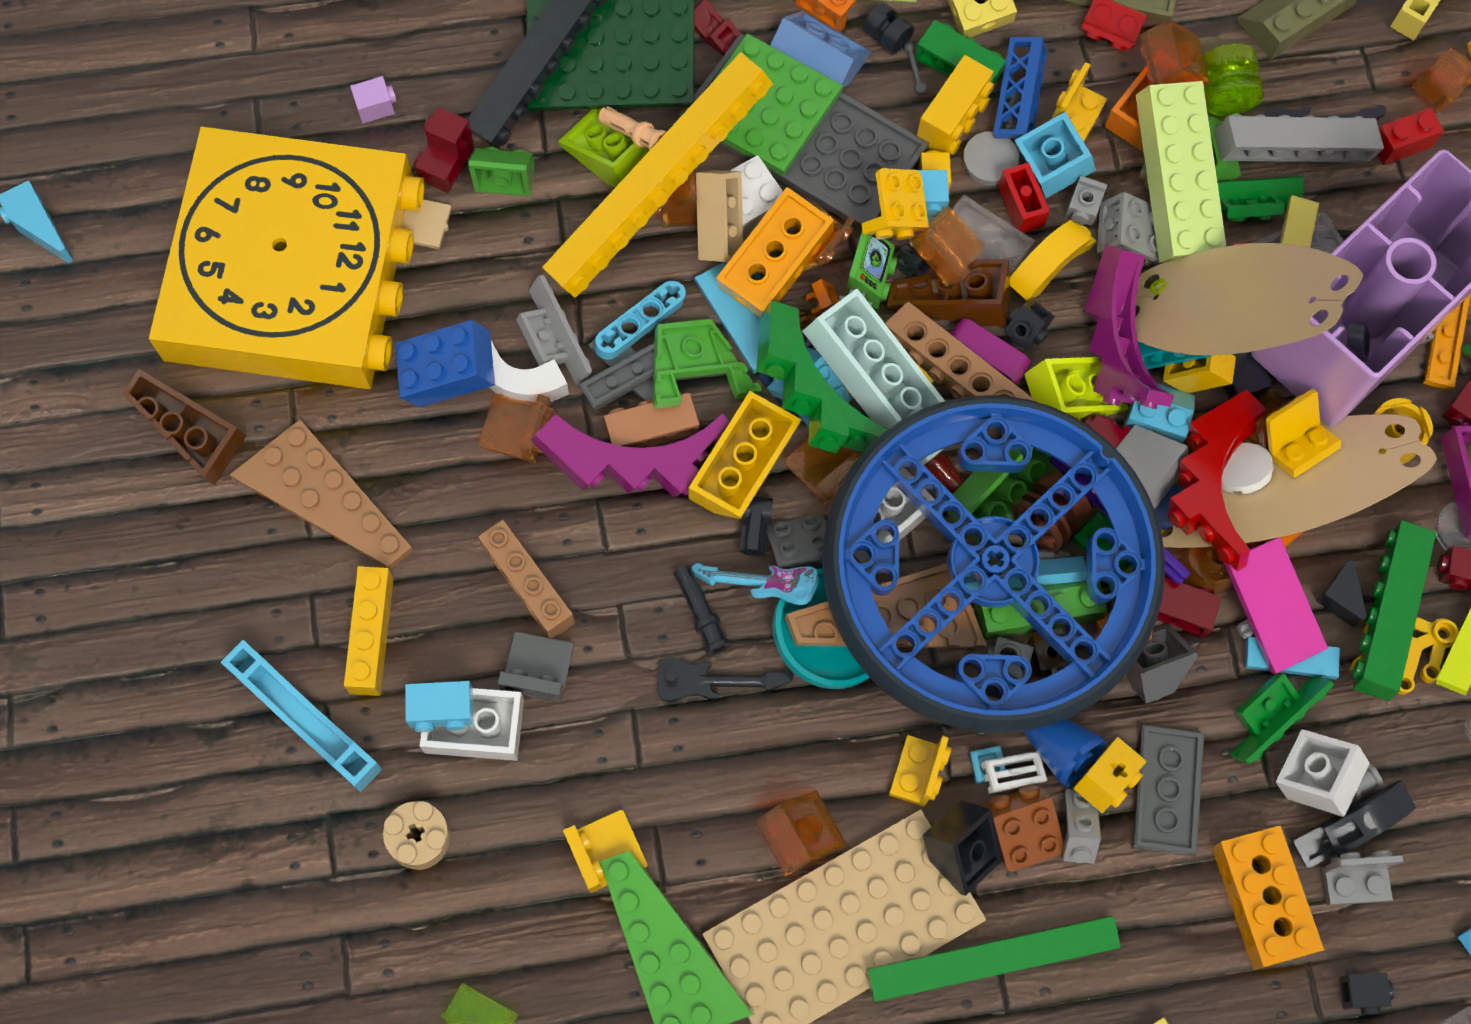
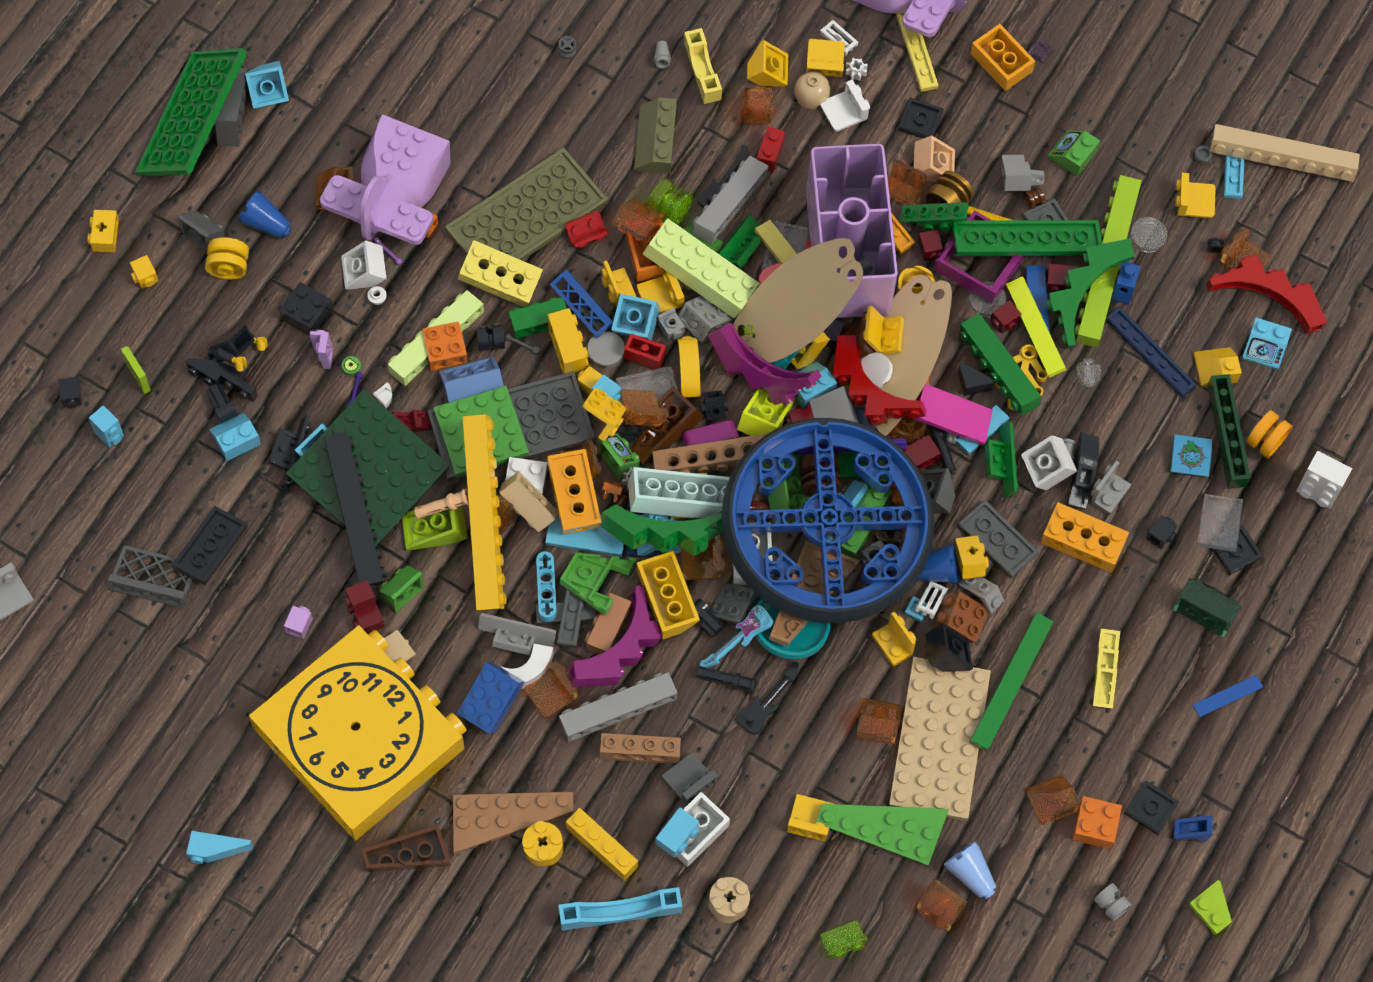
camera: 50 degrees left, 5 degrees down
(304, 552) = (540, 833): none -> yellow brick
(559, 514) = (618, 706): none -> light grey brick
(1115, 161) = (664, 291): none -> yellow bracket
(1231, 614) = (939, 437): none -> black pin

